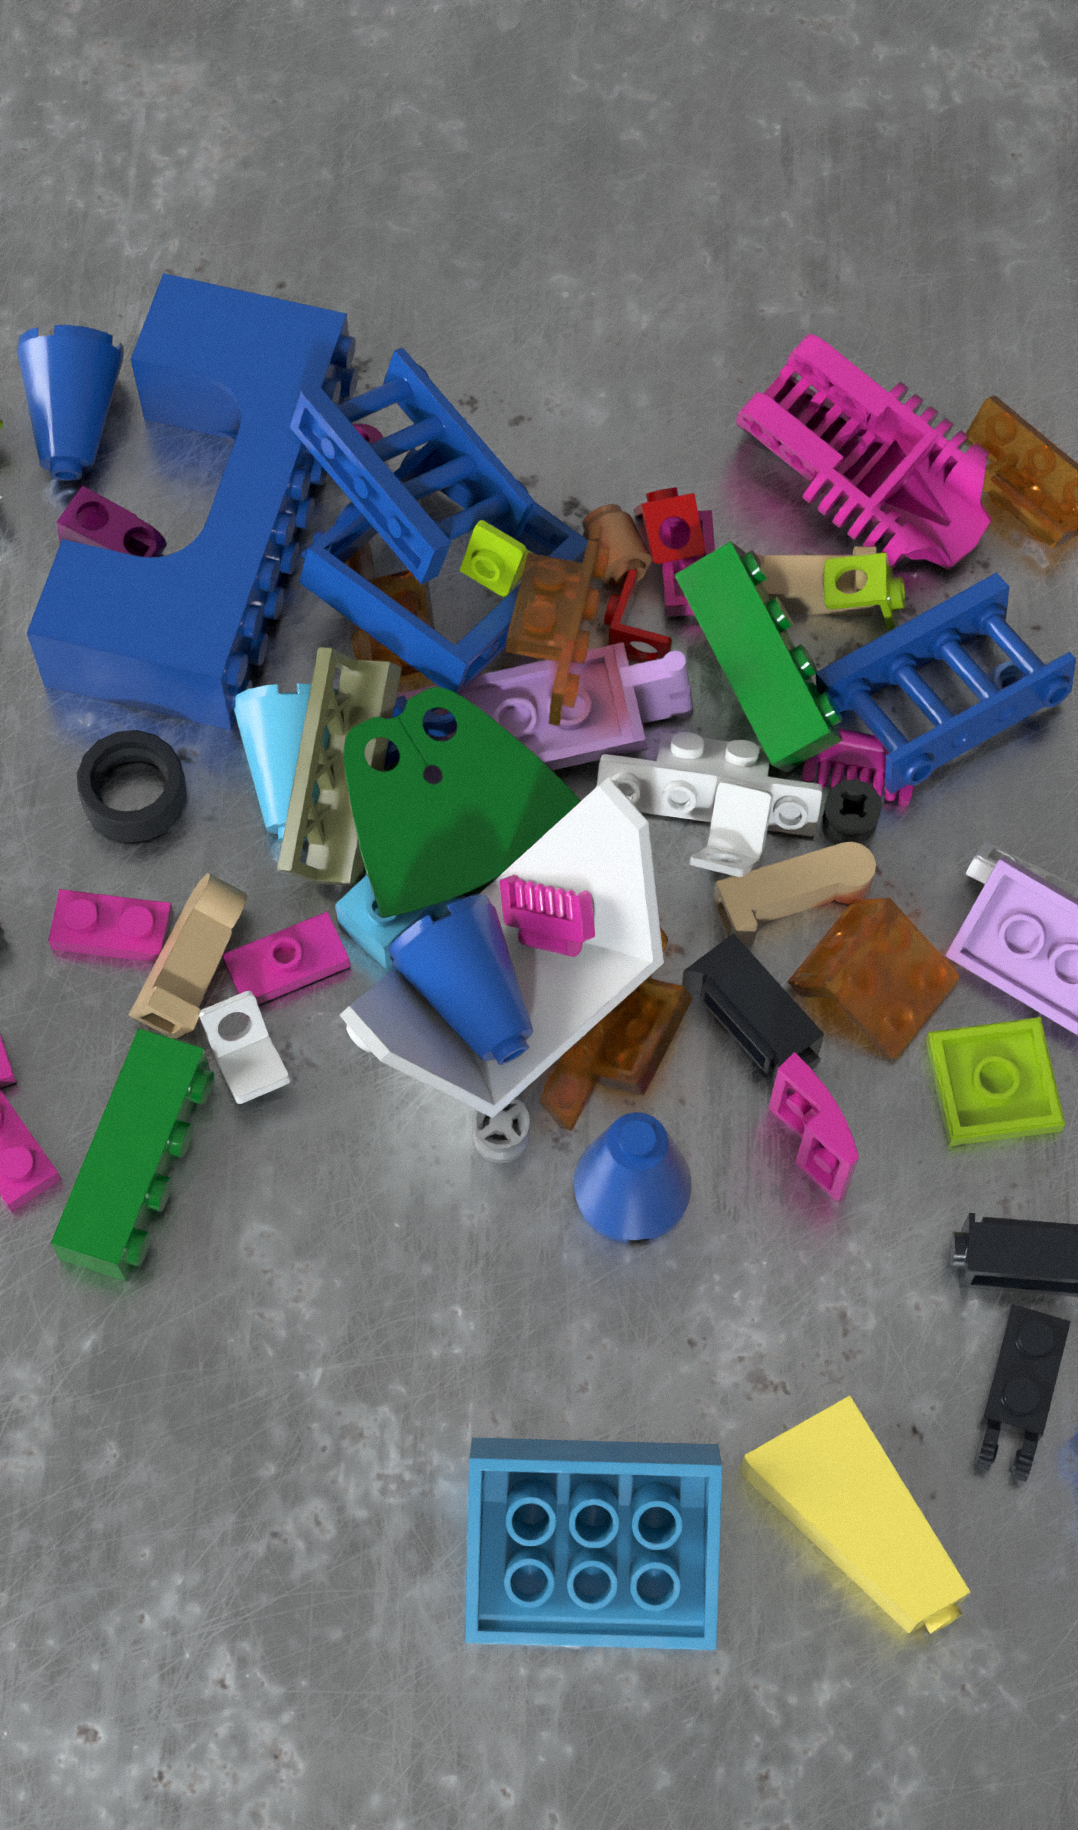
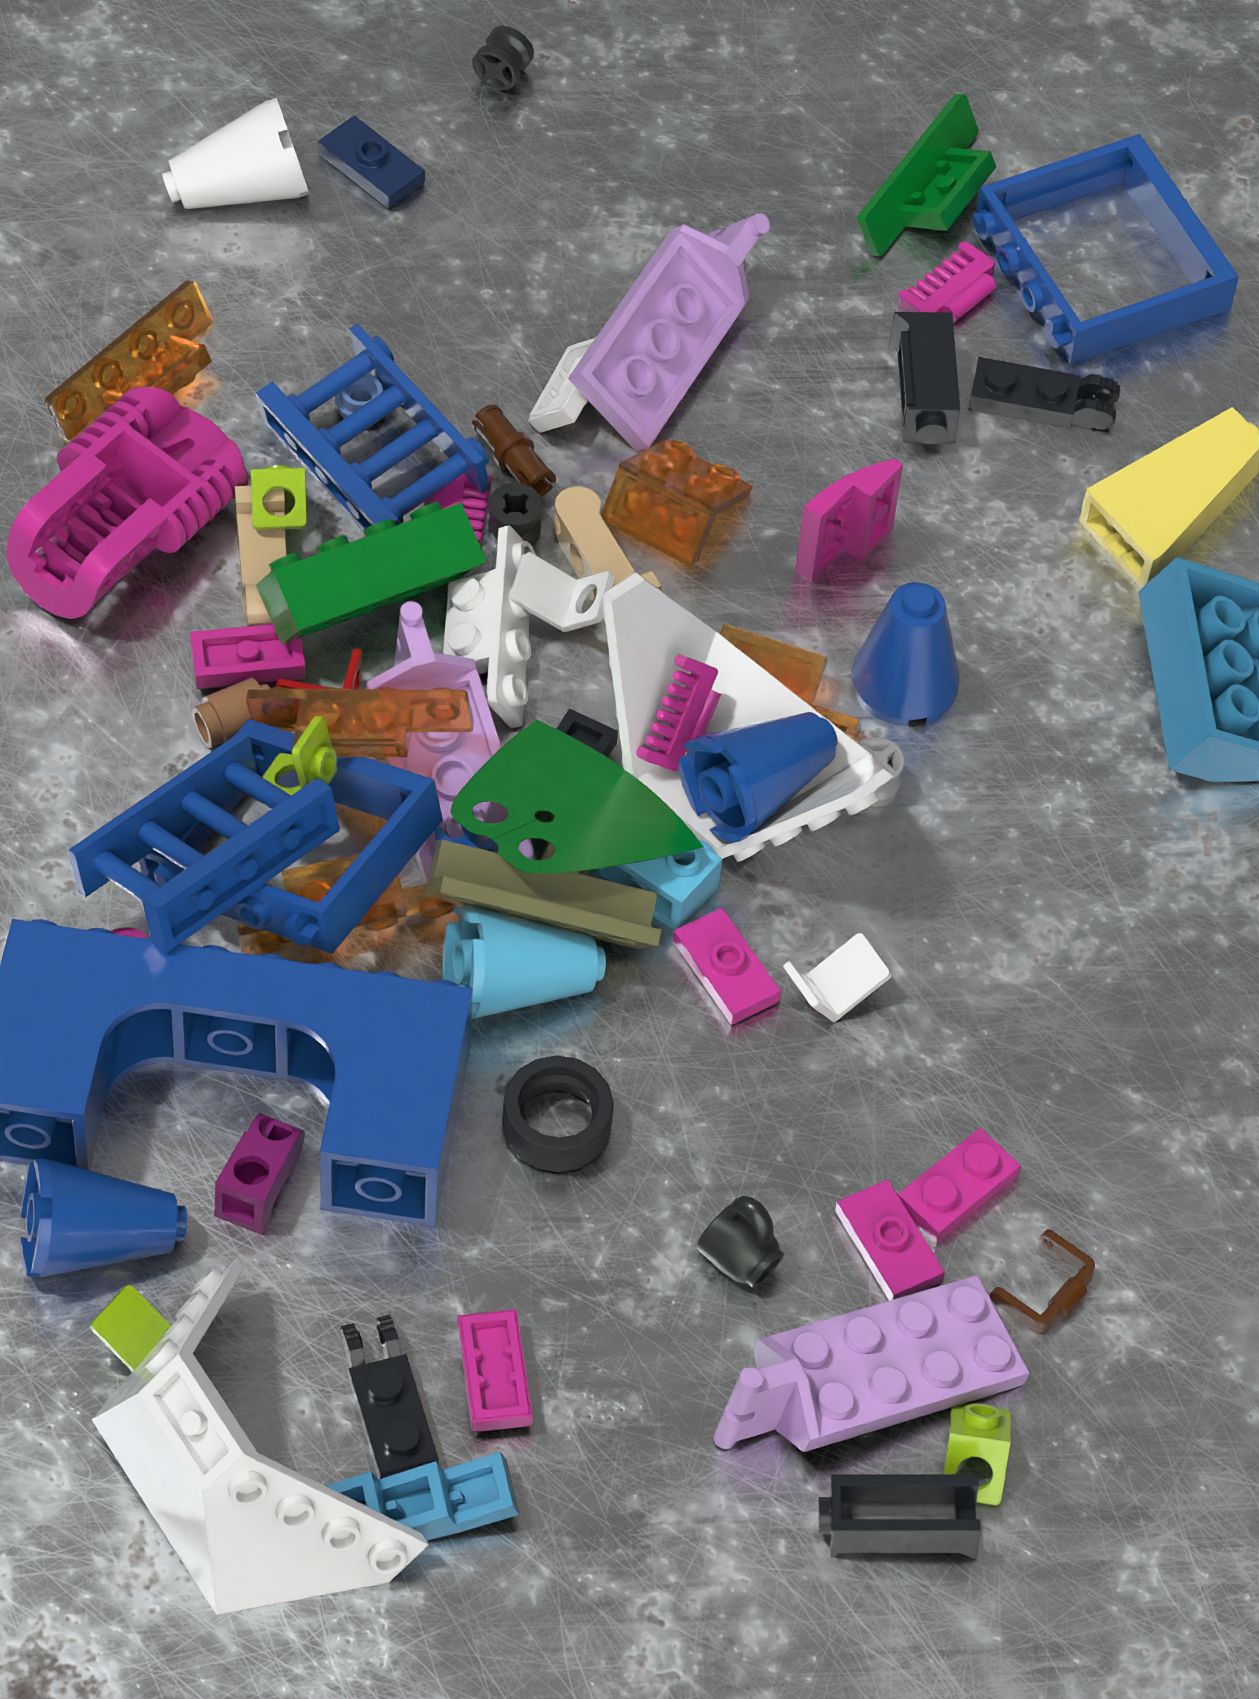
camera: 100 degrees left, 10 degrees down
(110, 925) = (710, 1122): dark pink plate -> none
(132, 1155) = (953, 1062): green brick -> none
(189, 958) = (742, 1035): tan leg -> none
(667, 504) = (198, 660): red bracket -> none
(753, 1006) = (735, 573): black window -> none
(938, 821) = (513, 449): none -> reddish brown pin
(995, 1081) = (763, 414): lime tile -> none

